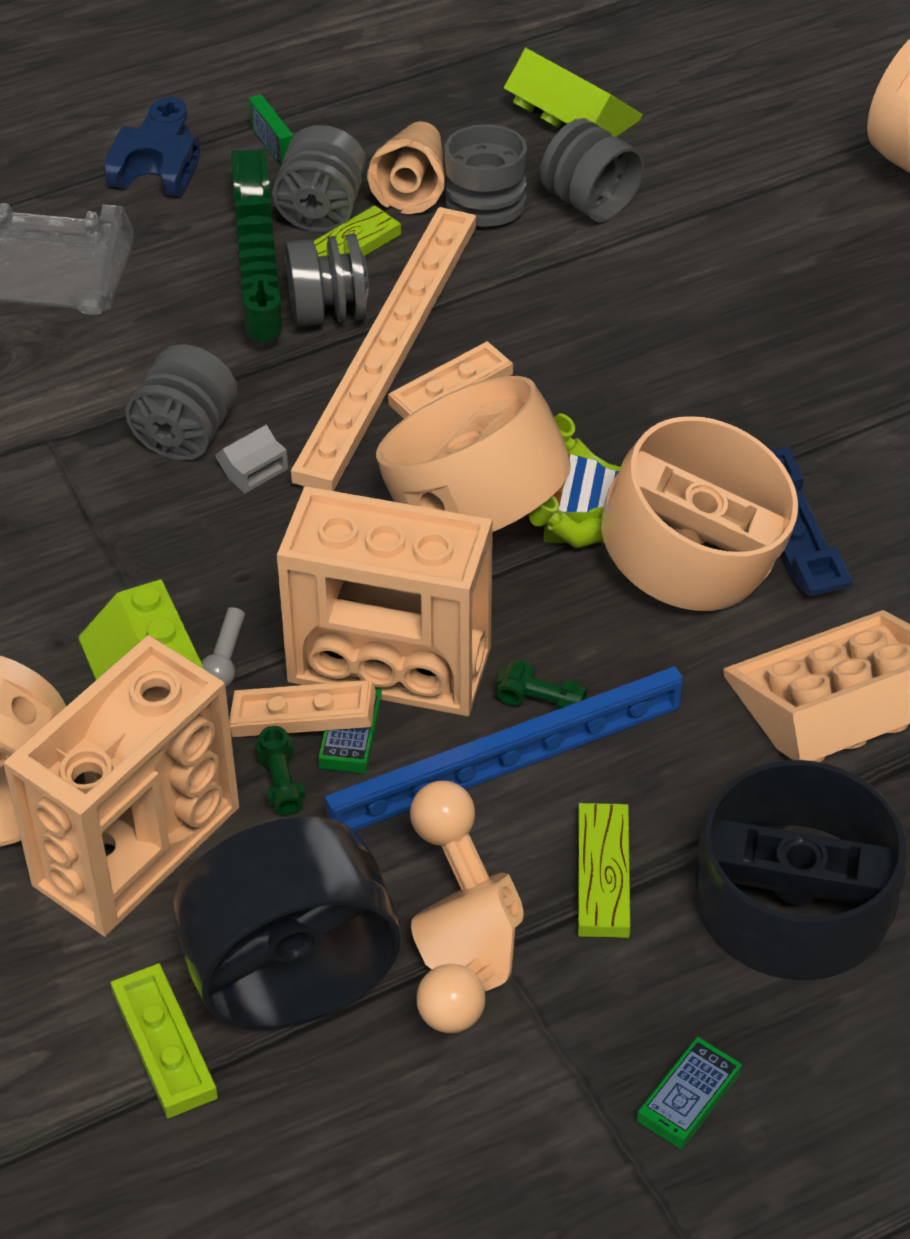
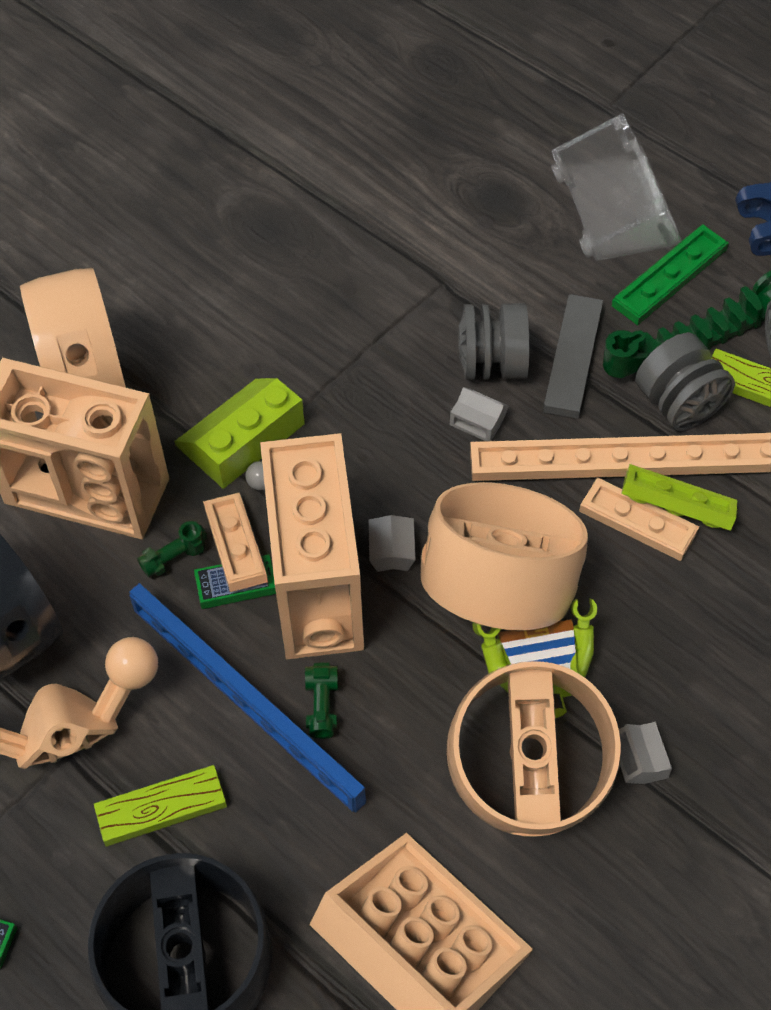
camera: 70 degrees right, 10 degrees up
(167, 264) = (669, 274): none -> green tile
(255, 379) = (573, 356): none -> dark grey tile
(450, 339) = (679, 497): none -> lime plate
(807, 555) = (593, 844): dark blue slope -> none

